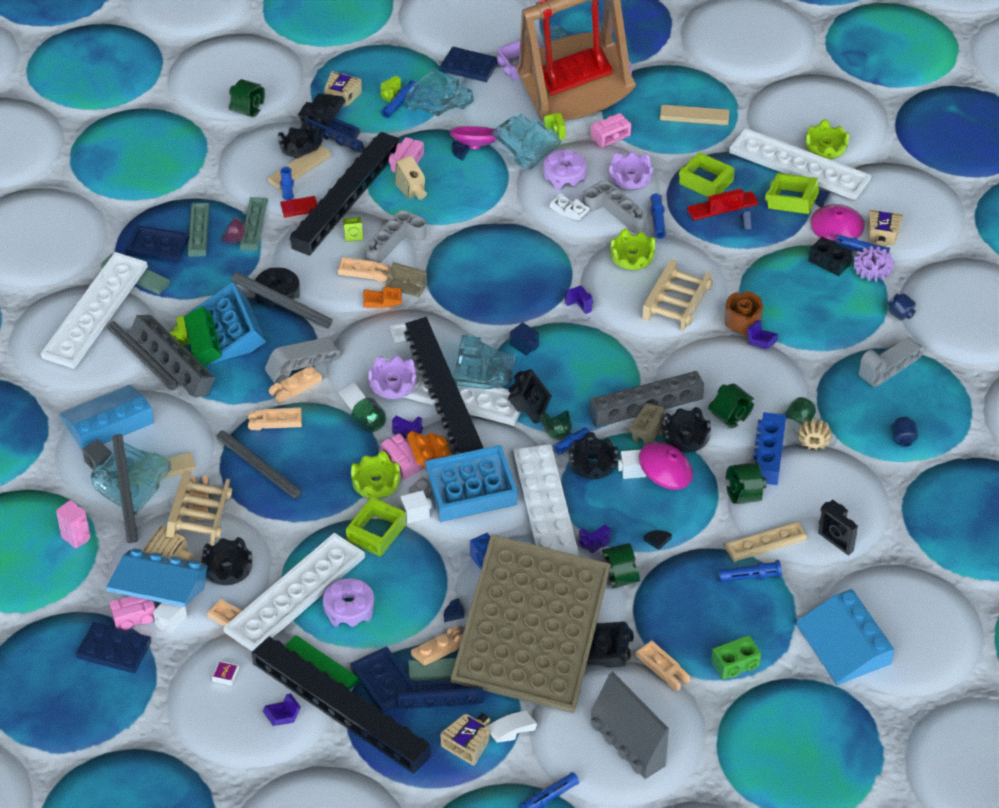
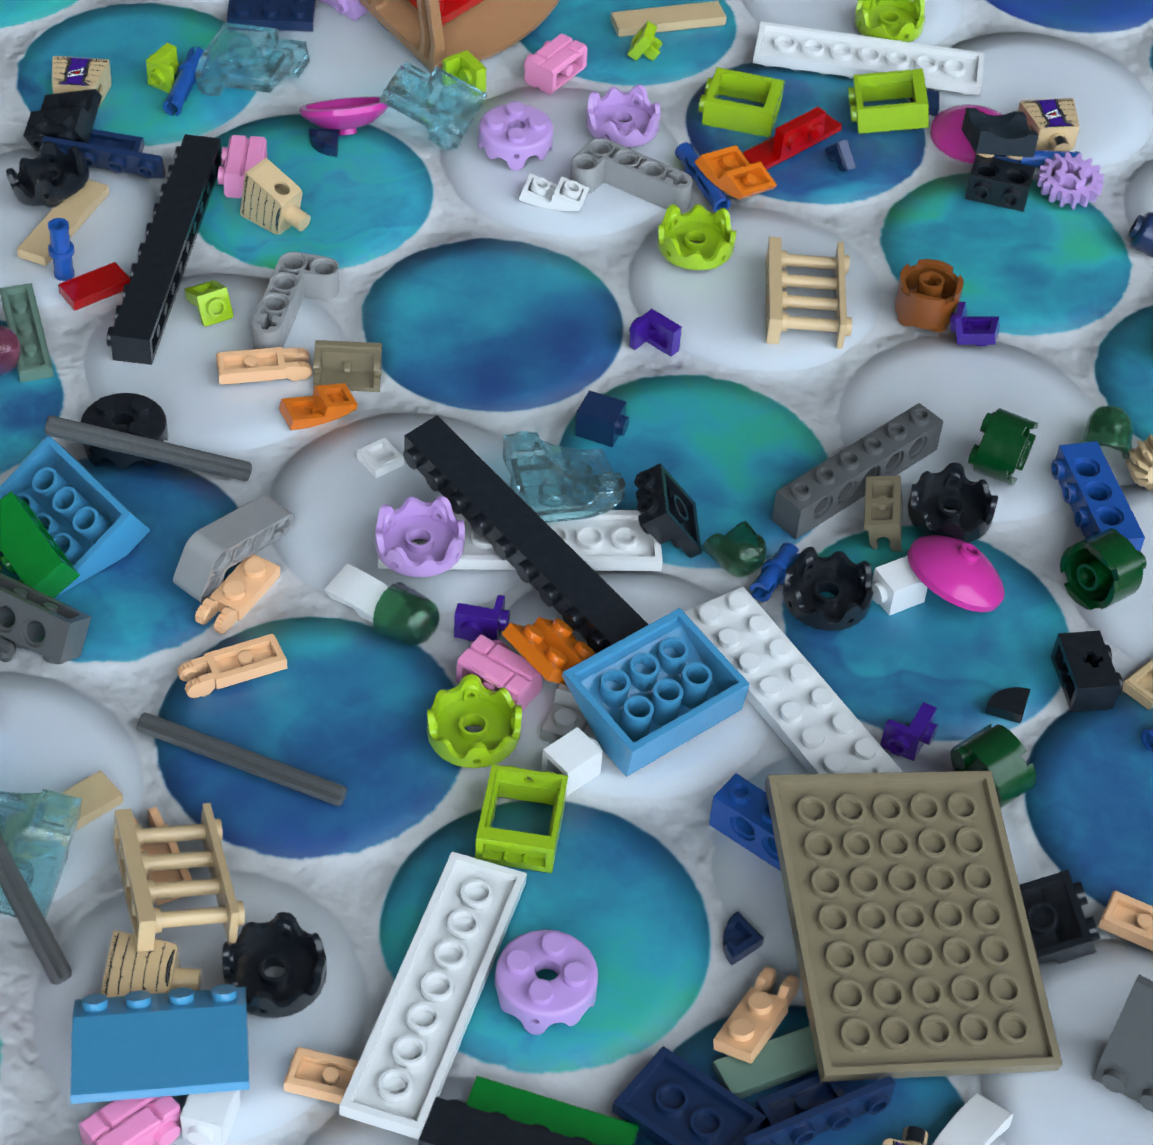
camera: 25 degrees left, 0 degrees up
(670, 128) = (645, 43): none -> lime tile
(676, 217) = (734, 174): none -> orange slope
(706, 532) = (1086, 671): none -> black brick
(839, 227) = (999, 134): none -> black brick

